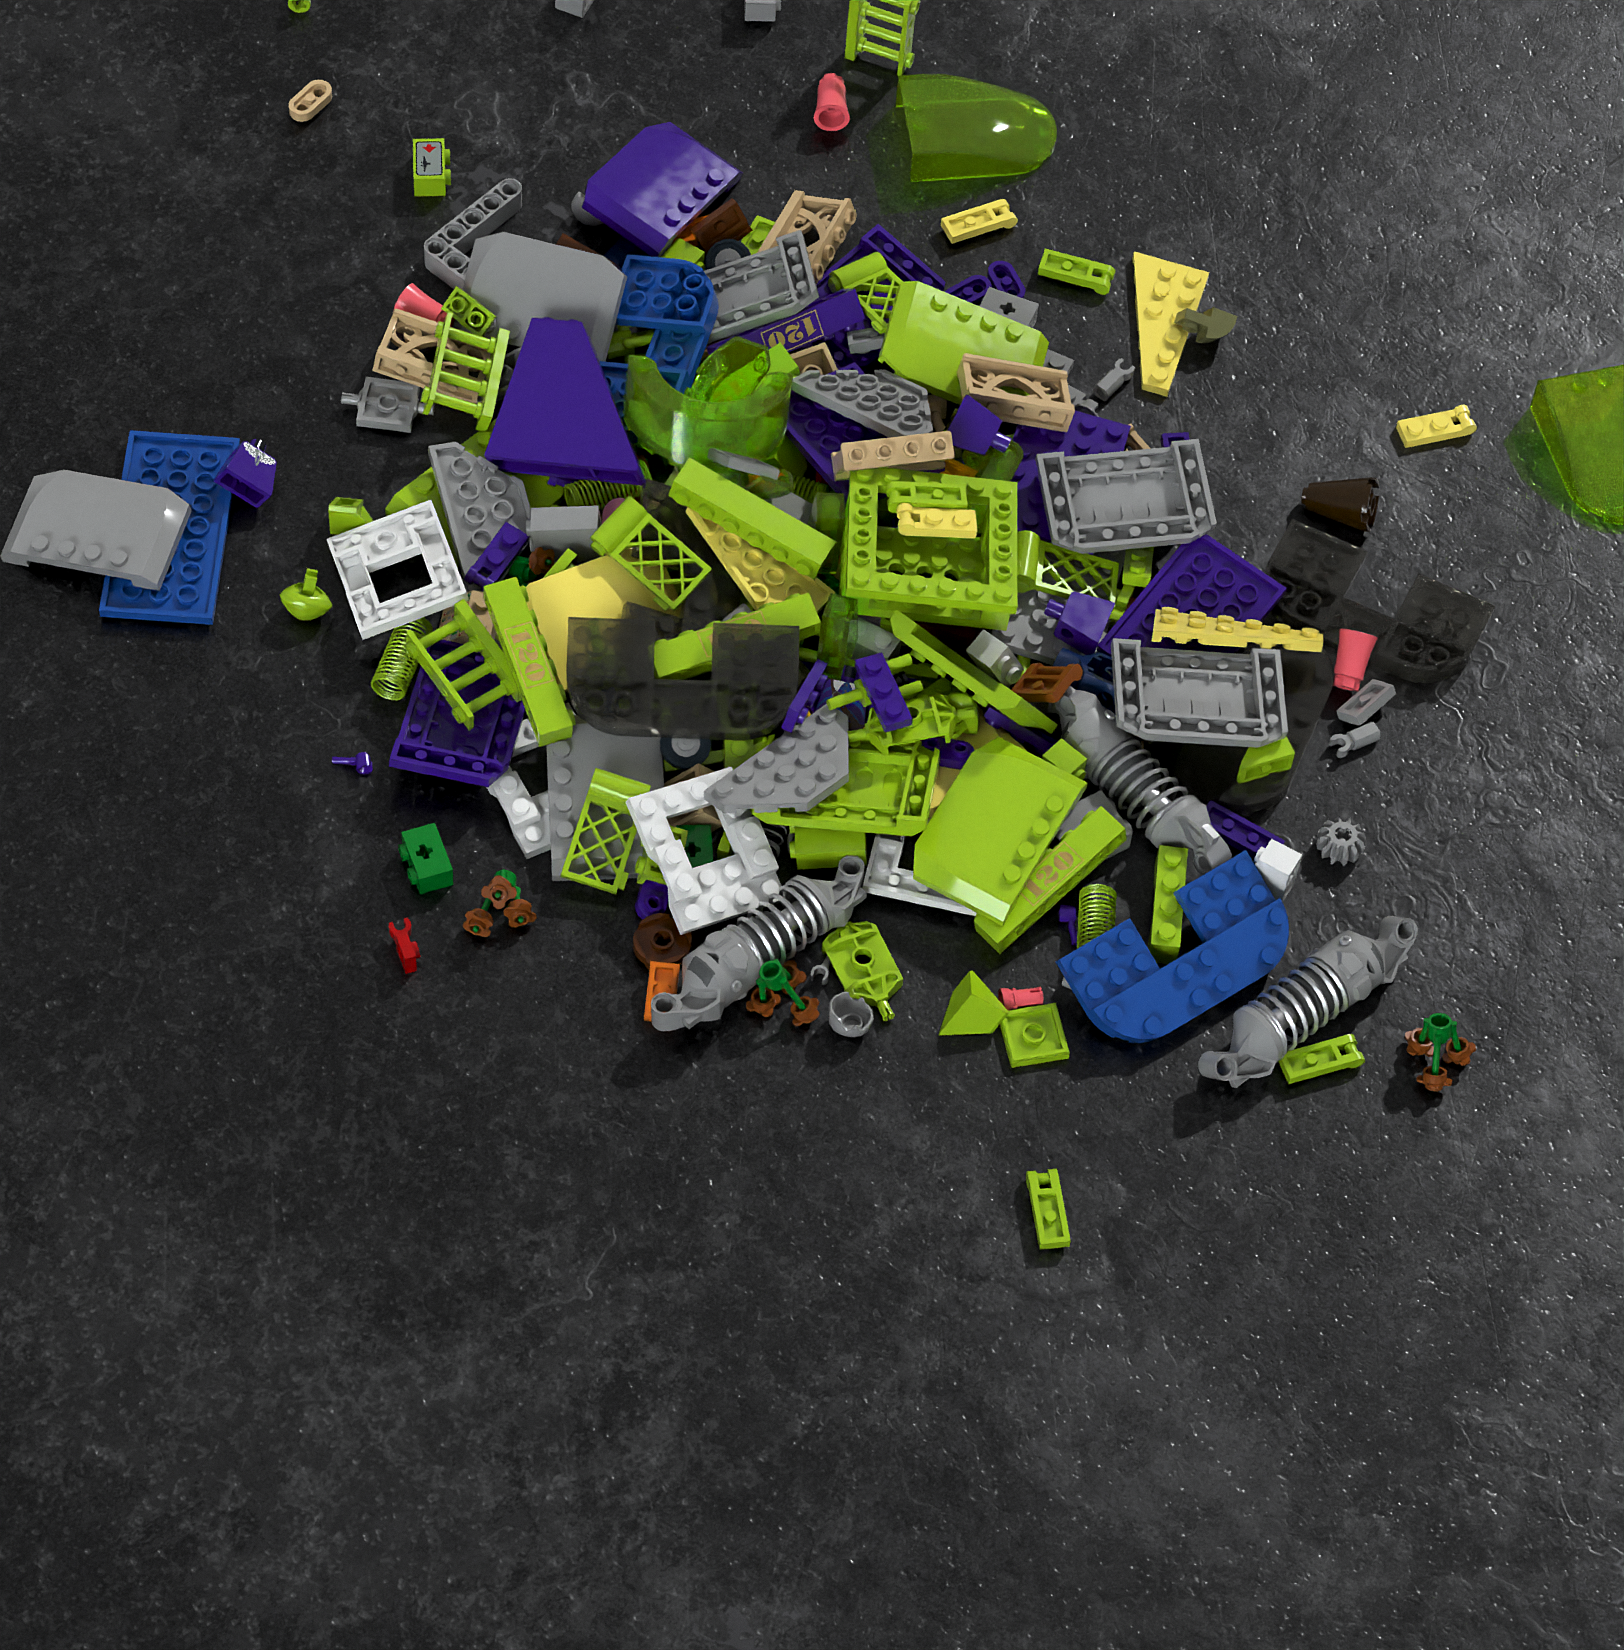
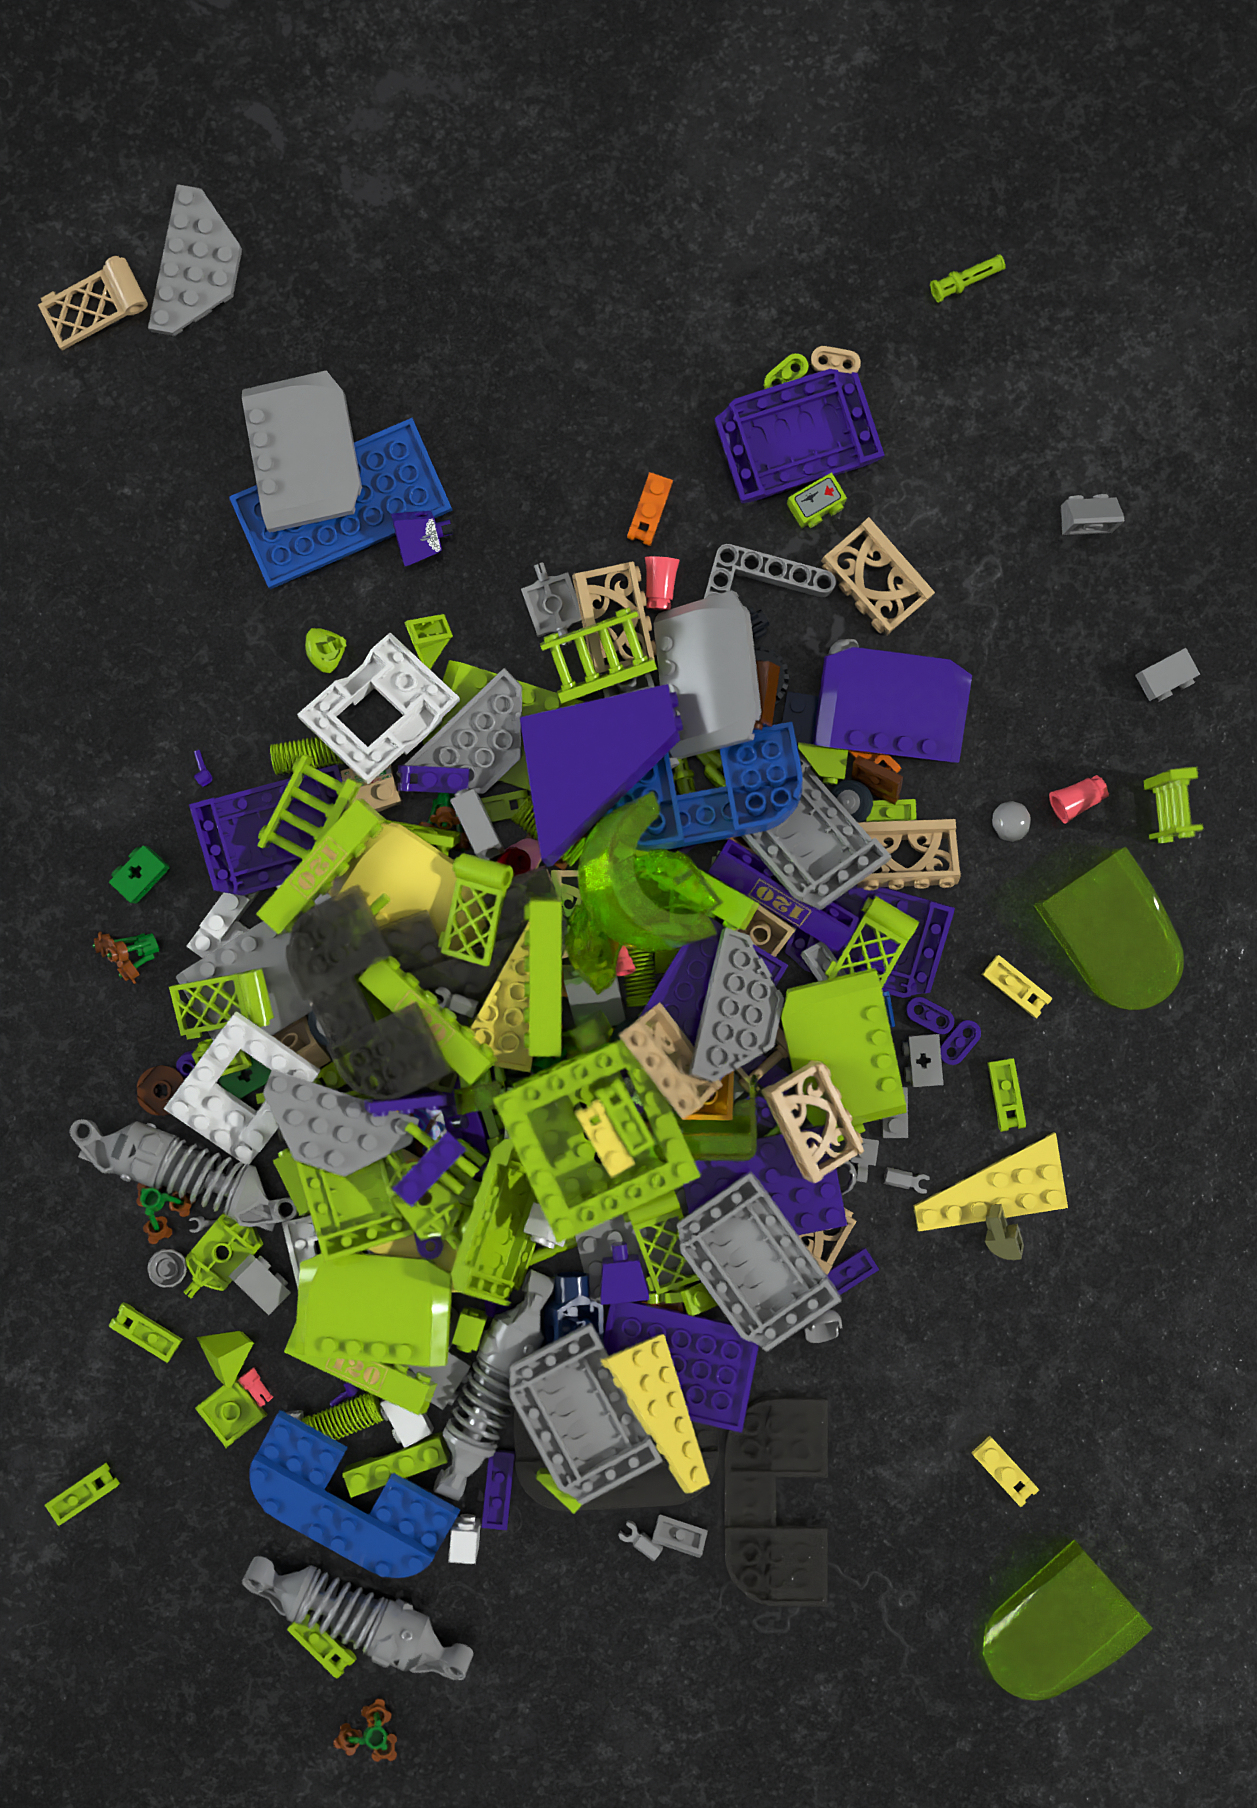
camera: 65 degrees right, 30 degrees up
(296, 140) = (783, 372): none -> lime plate
(348, 294) = (650, 508): none -> orange plate
(358, 150) = (797, 433): none -> dark purple slope
(407, 950) = (51, 903): red plate -> none
(469, 312) = (668, 617): lime slope -> none
(545, 136) = (877, 542): none -> tan fence
(662, 978) = (117, 1113): orange plate -> none
(742, 463) = (593, 942): light grey tile -> none
(822, 159) = (1011, 821): none -> light grey hair
(907, 1071) = (146, 1332): none -> lime plate
(915, 934) = (260, 1283): none -> light grey brick
(977, 428) = (740, 1113): dark purple torso -> none
(1046, 682) = (522, 1282): dark orange plate -> none
(1127, 874) = (407, 1425): none -> white brick
(1223, 500) = (823, 1327): none -> light grey hair
(1340, 841) = (524, 1566): light grey gear -> none
(1344, 501) = (873, 1432): dark brown cone -> none
(1352, 658) = (711, 1510): coral plant -> none

